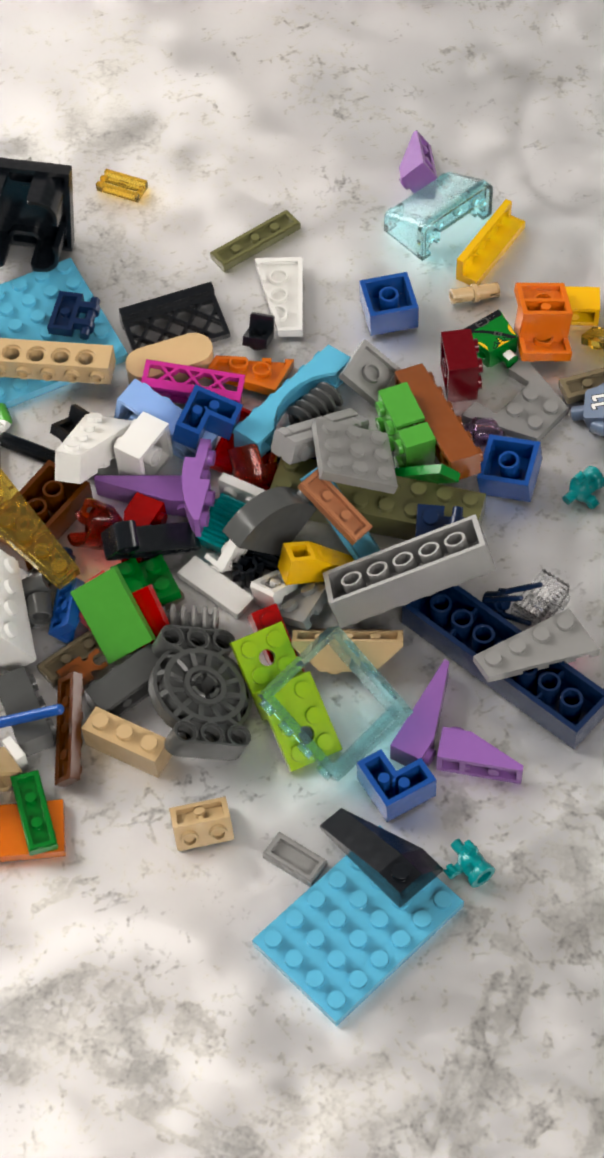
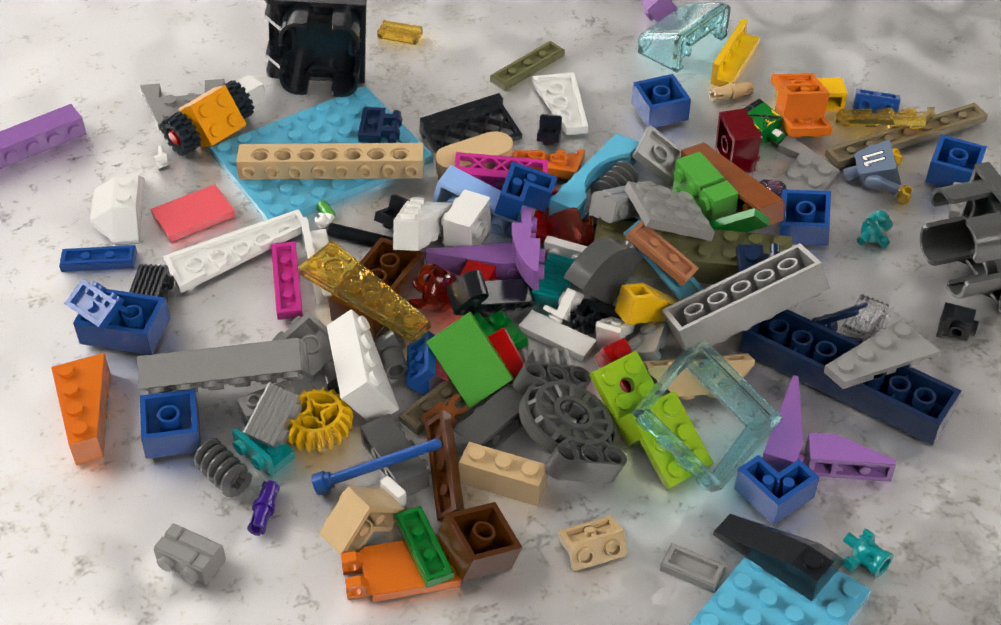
camera: 10 degrees left, 10 degrees down
(86, 814) = (478, 541): none -> reddish brown brick

